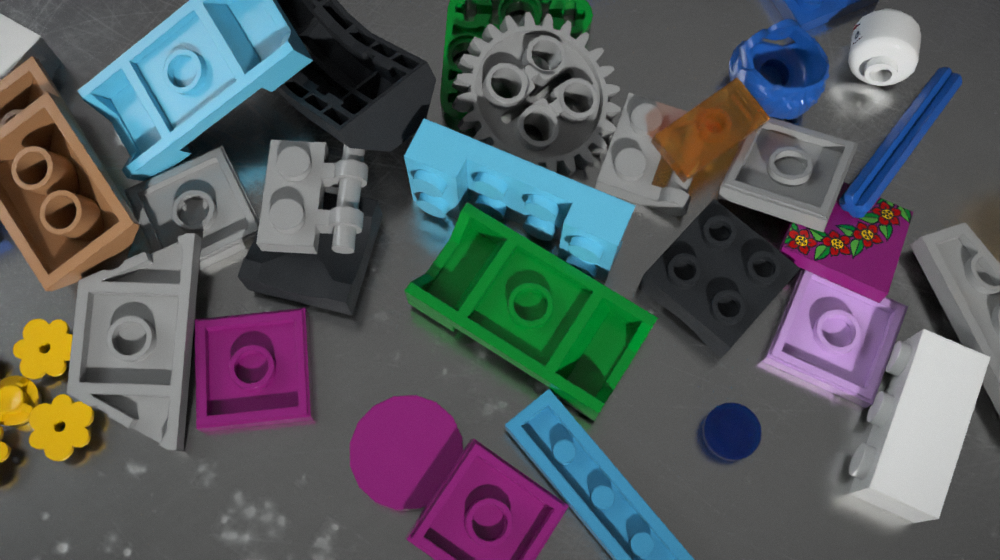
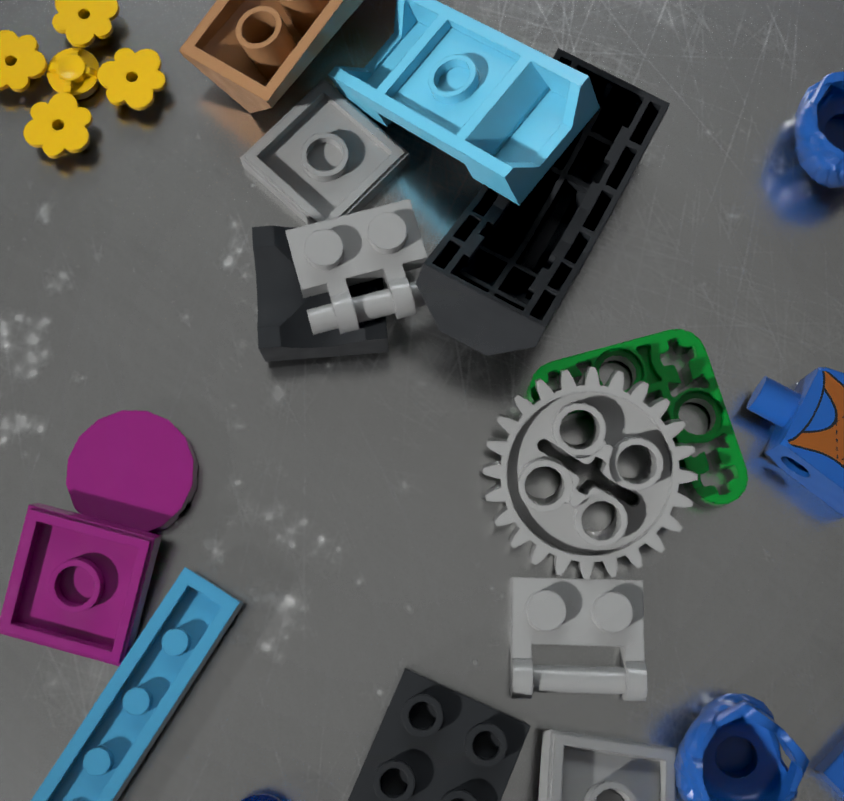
camera: 70 degrees right, 5 degrees up
(138, 339) = (165, 160): light grey wing -> none
(253, 370) = (175, 285): magenta tile -> none
(456, 169) = (444, 402): medium azure piece -> none
(532, 310) = (320, 554): green piece -> none
(710, 130) = (621, 697): clear orange plate -> none

